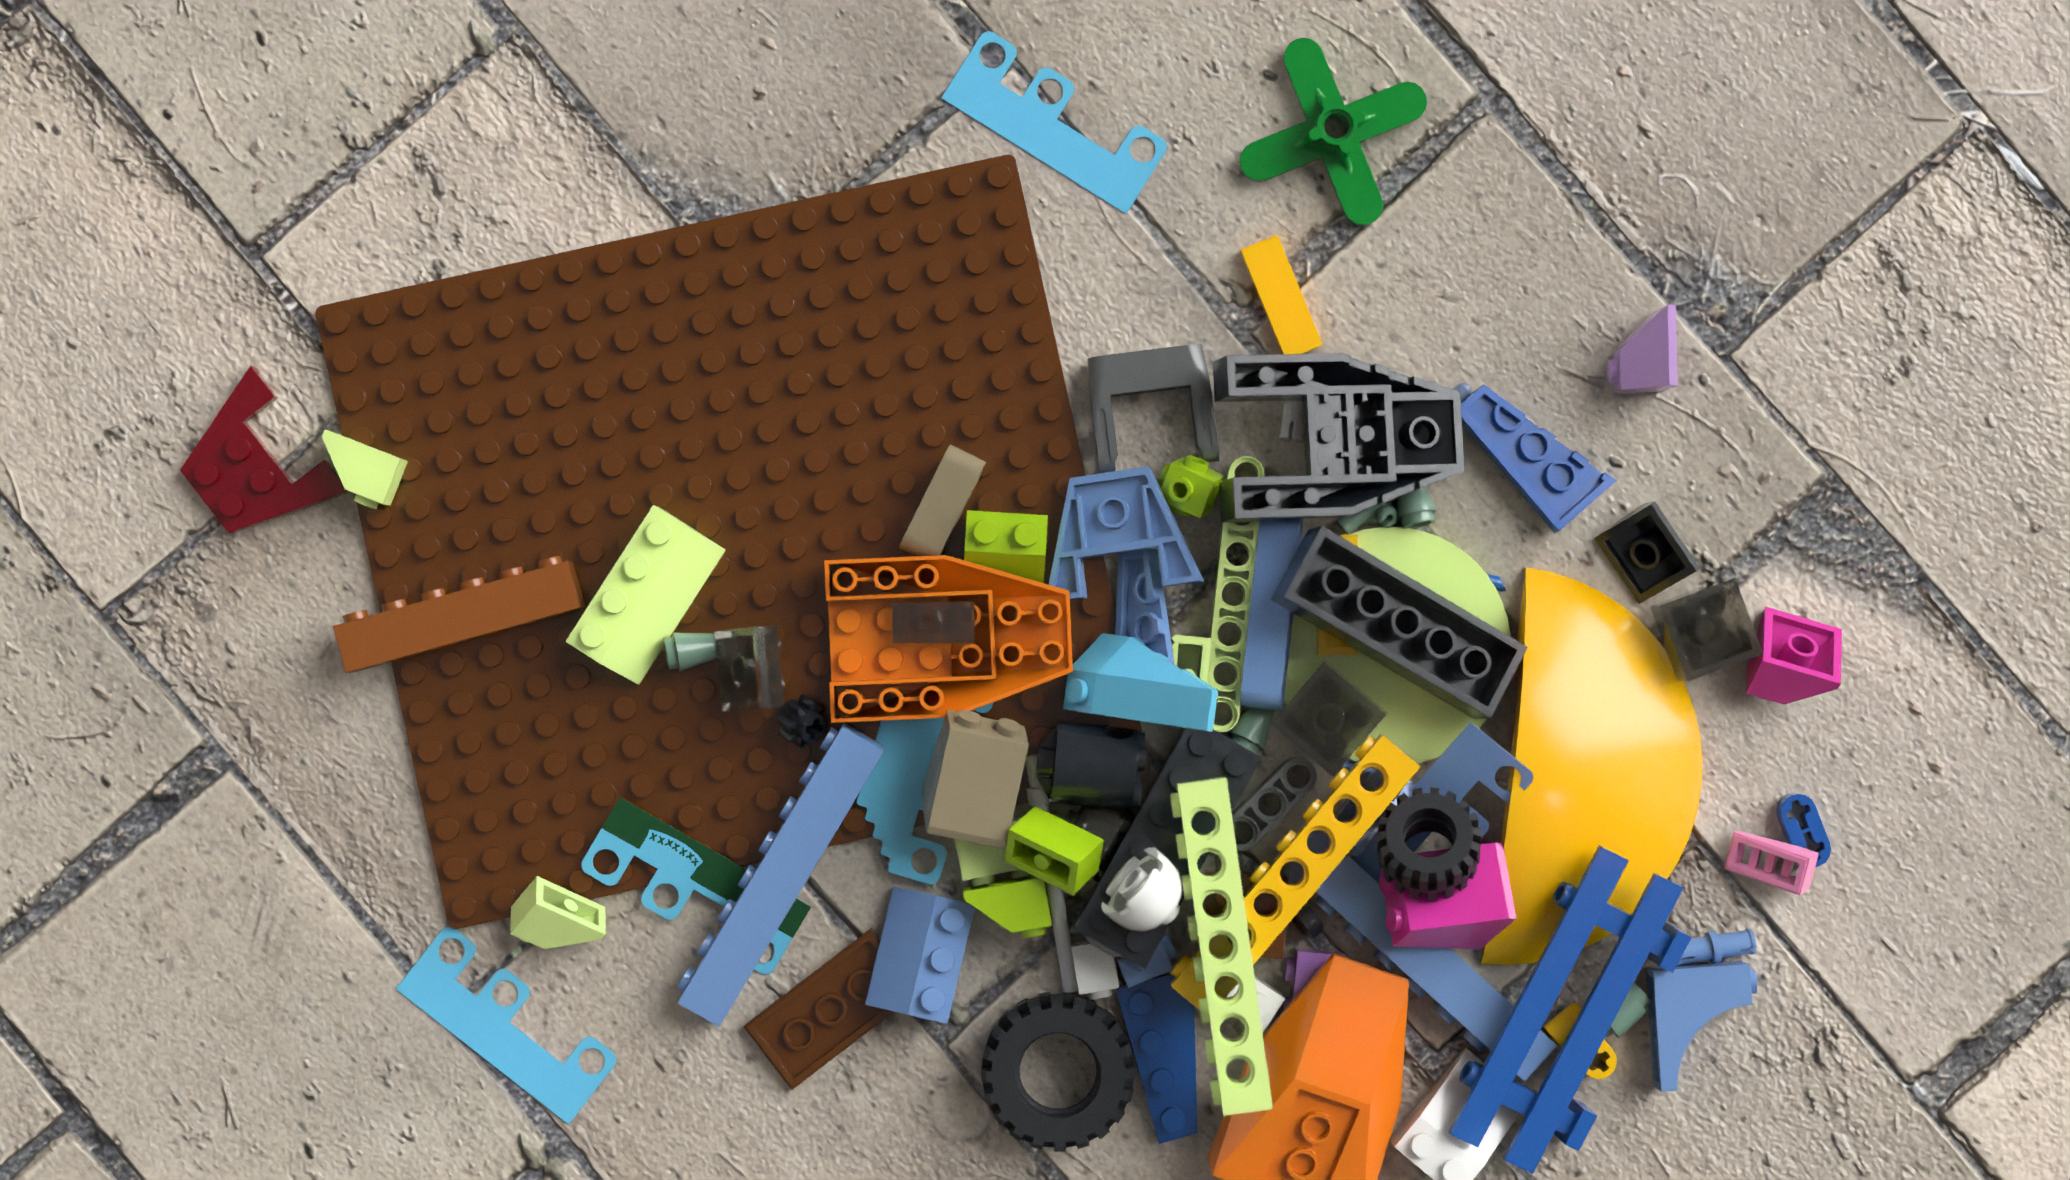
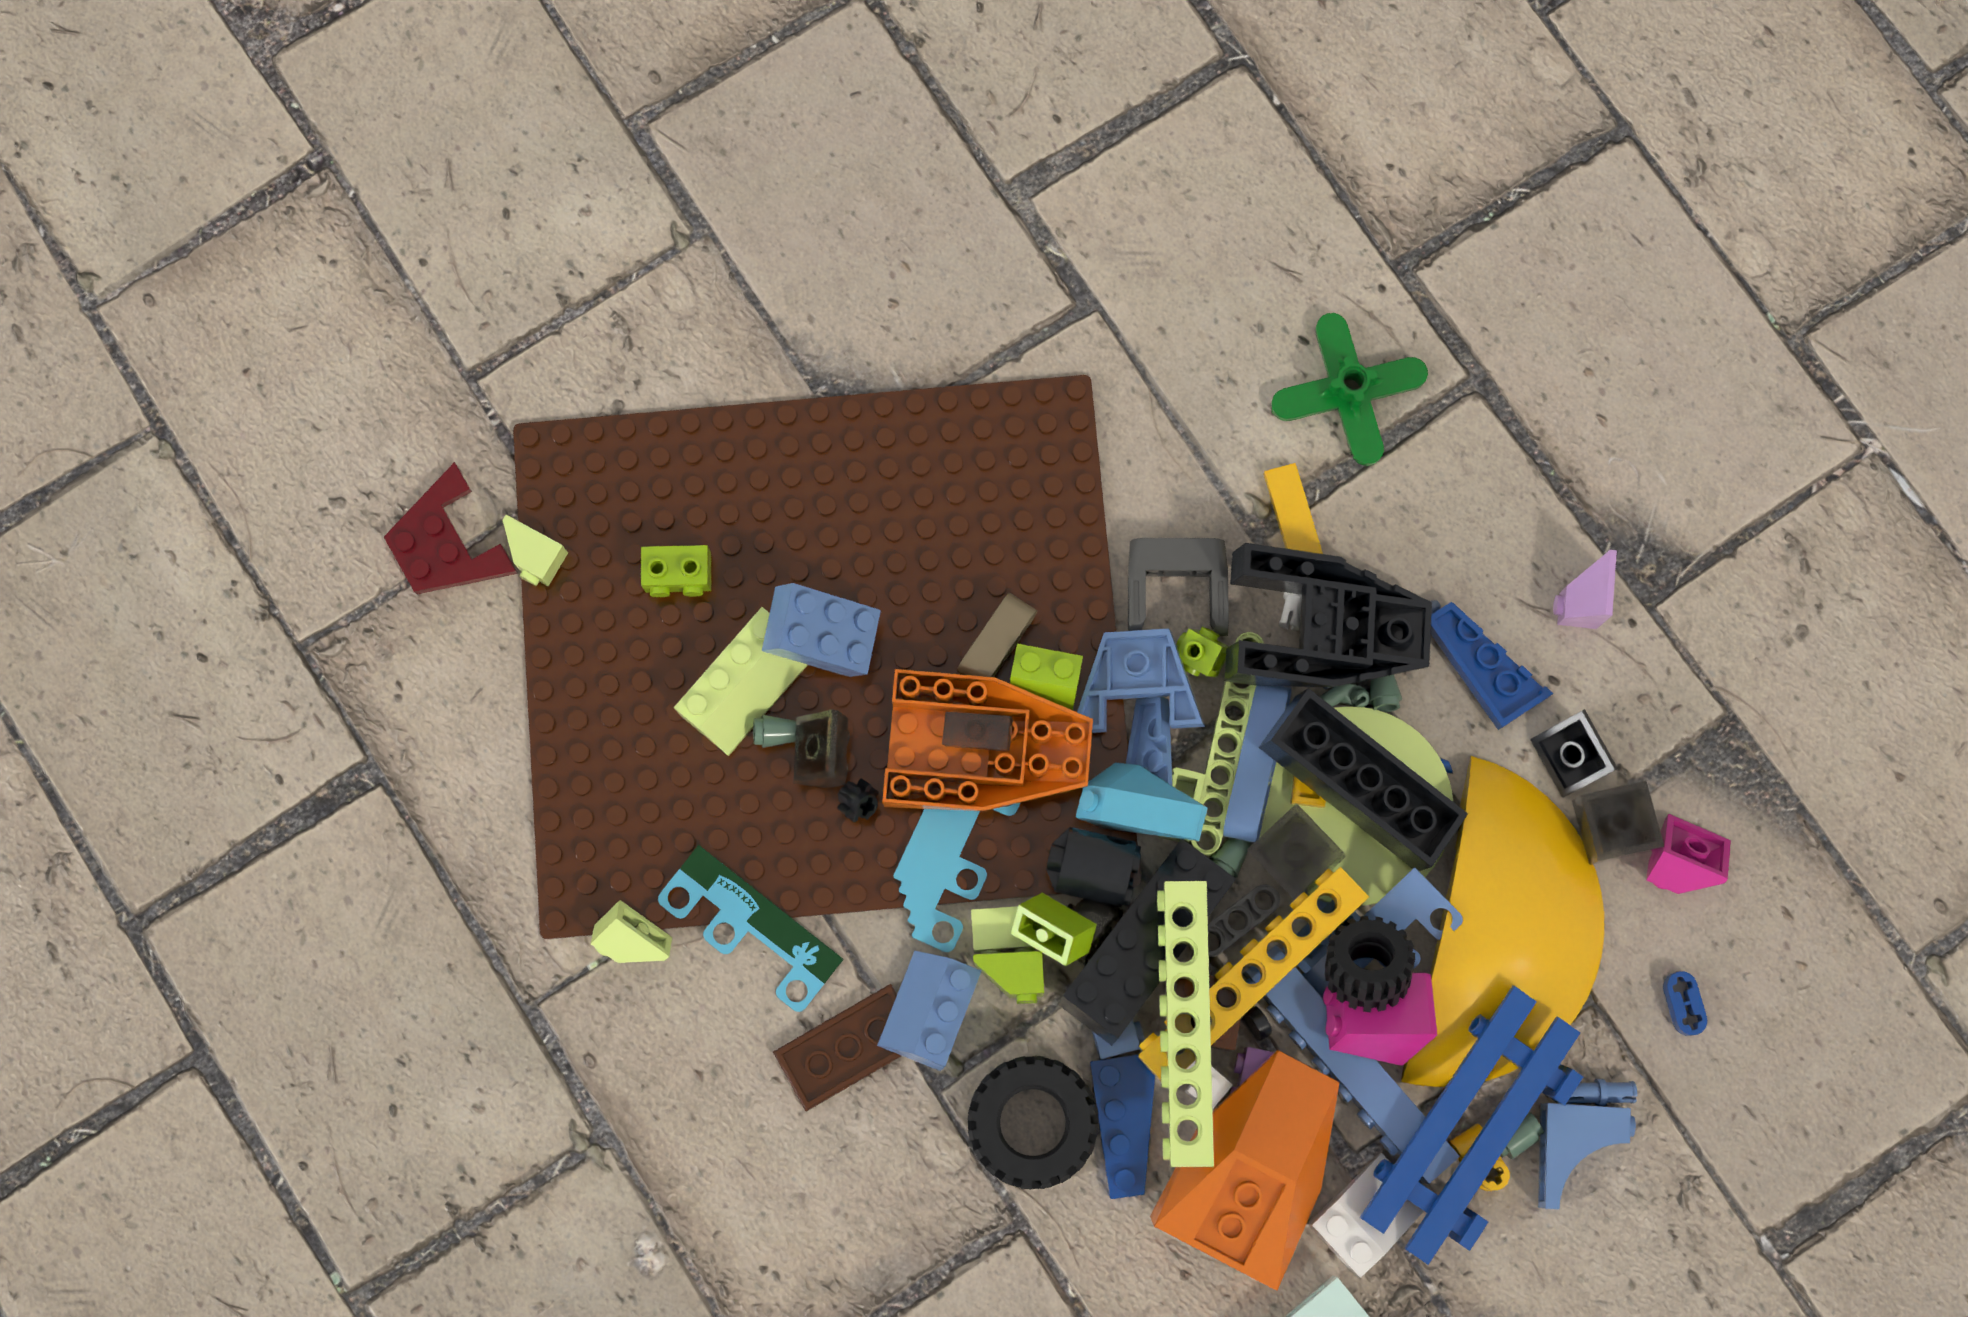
camera: 15 degrees right, 10 degrees down
(458, 616) = (589, 679): dark orange brick -> none
(488, 1030) = (559, 1030): medium azure piece -> none
(542, 468) = (676, 570): none -> lime brick
(728, 525) = (821, 630): none -> medium blue brick
(780, 874) = (821, 926): medium blue brick -> none
(974, 778) = (995, 861): dark tan slope -> none
(1038, 131) = (1111, 359): medium azure piece -> none
(1038, 798) = (1049, 974): white bar -> none
(1094, 970) = (1074, 1041): white brick -> none
(1144, 892) = (1126, 971): white cylinder -> none
(1791, 853) = (1683, 1038): bright pink slope -> none

